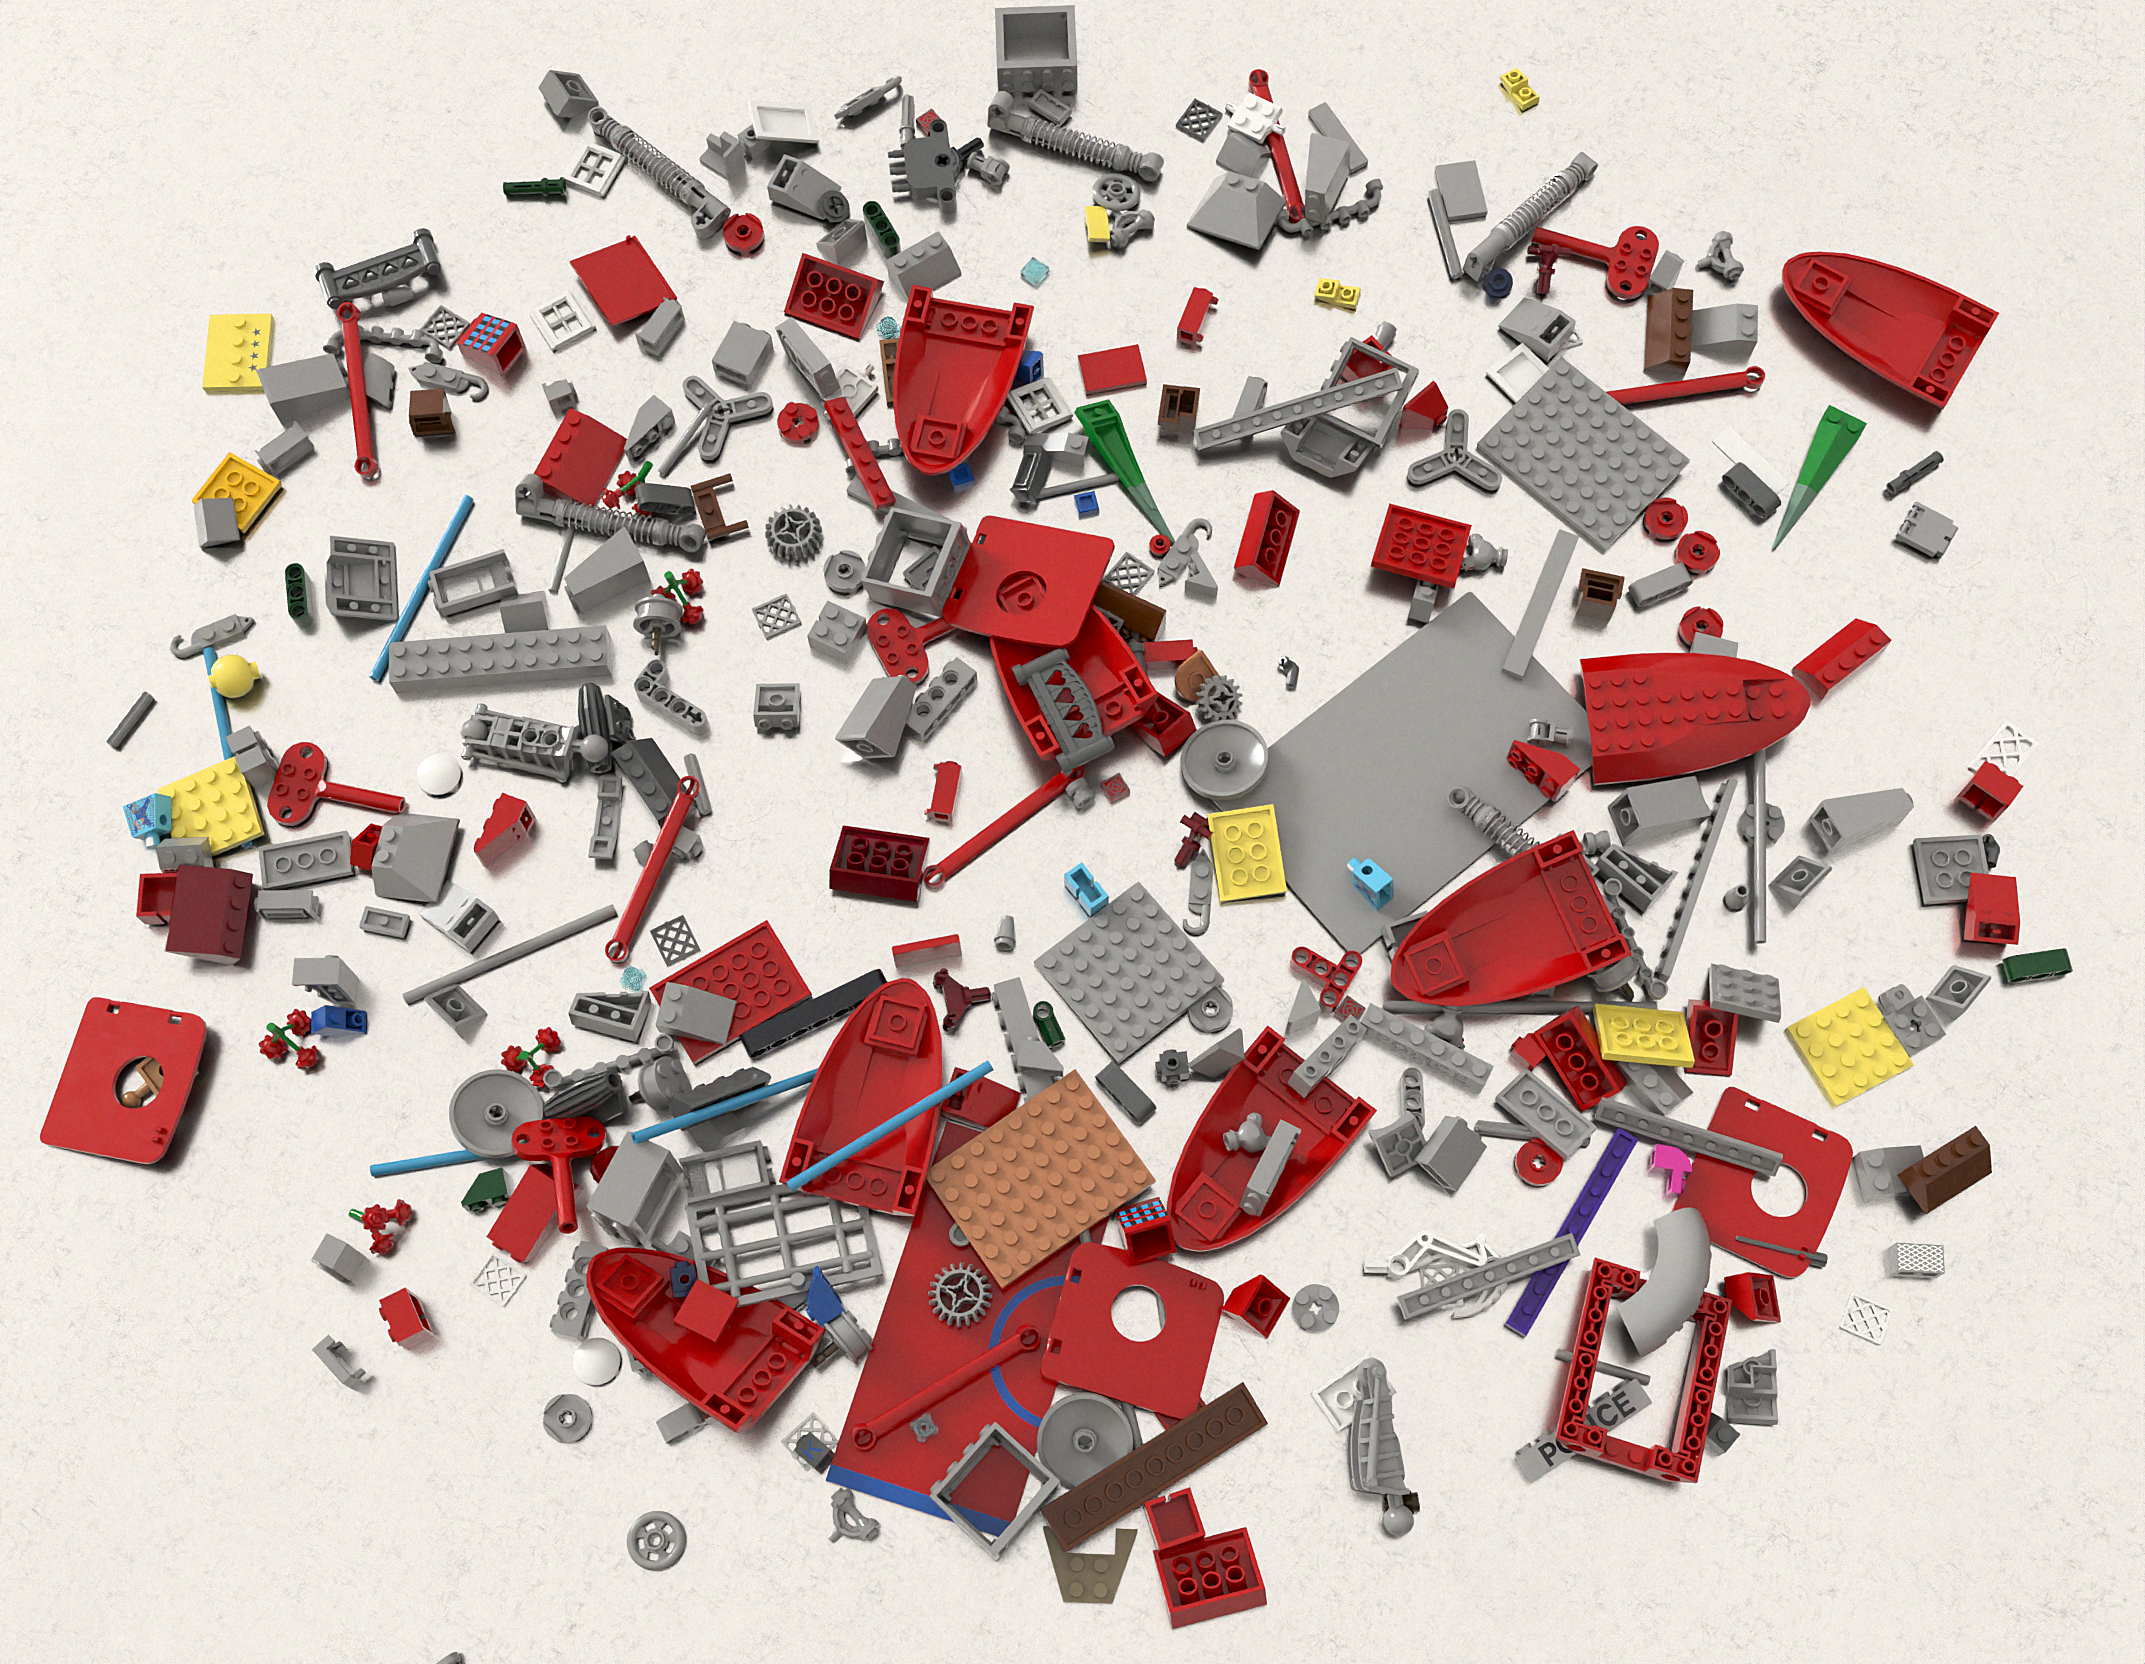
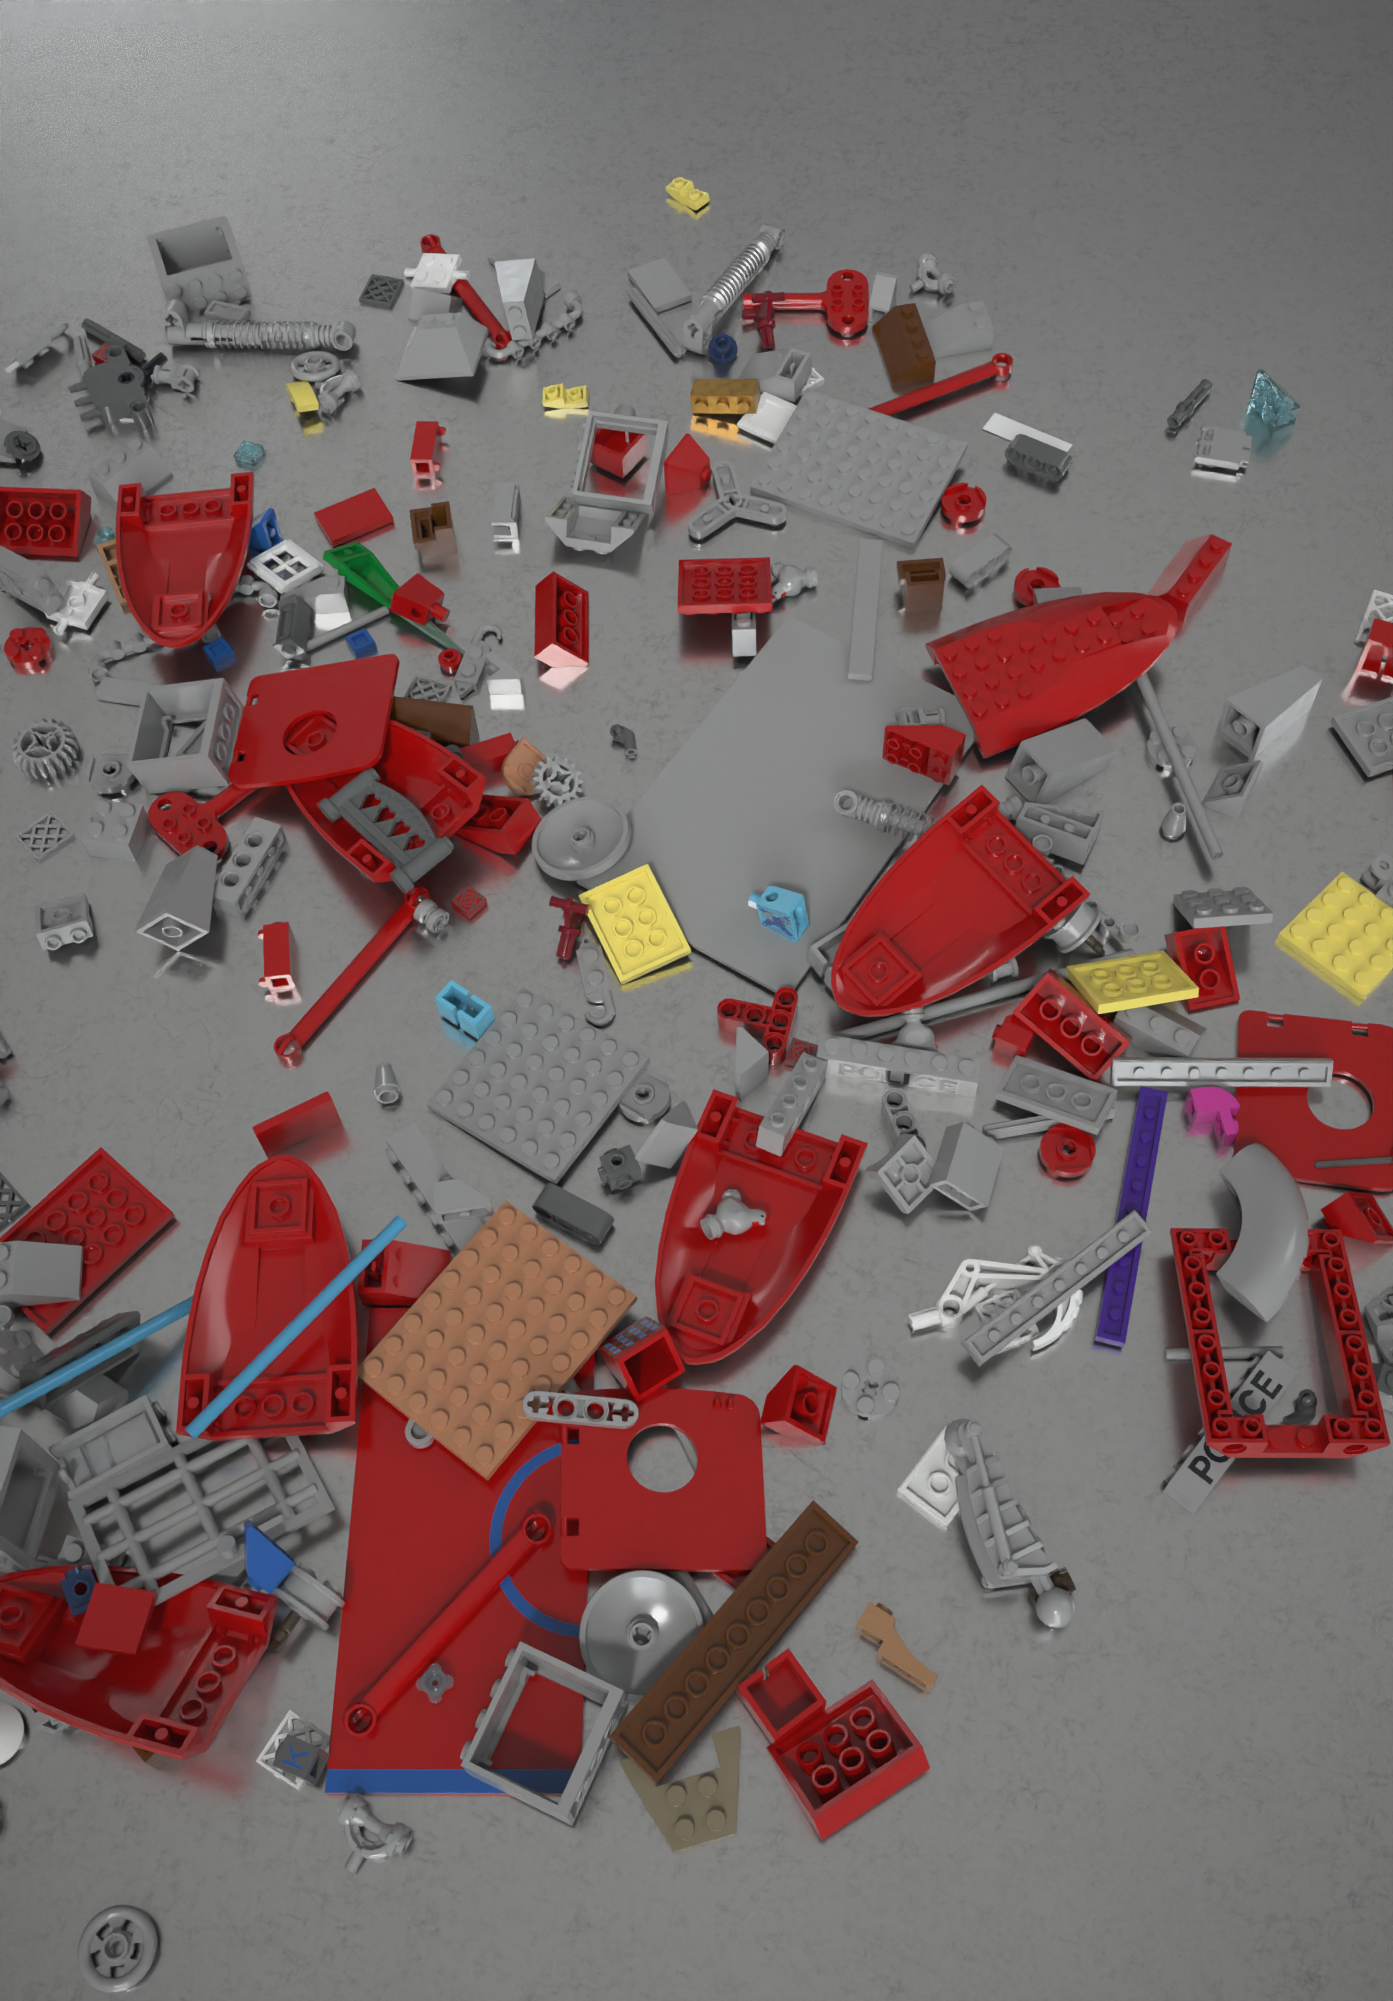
camera: 15 degrees left, 10 degrees down
(680, 1423) = (118, 1778): light grey beam -> none
(811, 1014) = (170, 1241): black beam -> none
(843, 239) = (42, 471): light grey slope -> none
(860, 453) = (99, 653): red plate -> none
(879, 863) = (219, 1052): dark red slope -> none
(881, 221) = (75, 451): dark green beam -> none
(939, 107) = (111, 338): none -> dark grey axle
(950, 1291) = (414, 1499): light grey gear -> none
(957, 997) = (346, 1166): dark red axle -> none
(1048, 1026) = (462, 1165): dark green piece -> none
(1088, 1255) = (580, 1404): none -> light grey beam
(1148, 480) = (419, 601): none -> red torso
(1263, 1490) = (879, 1627): none -> medium nougat slope
(1269, 1168) = (765, 1240): light grey door -> none
(1298, 409) = (555, 493): light grey plate -> none
(1483, 339) = (725, 396): none -> pearl gold brick
(1648, 1432) = (1305, 1409): none -> dark grey arm
(1693, 887) = (1126, 824): light grey plate -> none
(1695, 563) = (1017, 527): red plate -> none
(1830, 445) = (1099, 400): green plate -> none
(1890, 319) = (1113, 281): red piece -> none
(1991, 497) = (1272, 402): none -> clear light blue slope

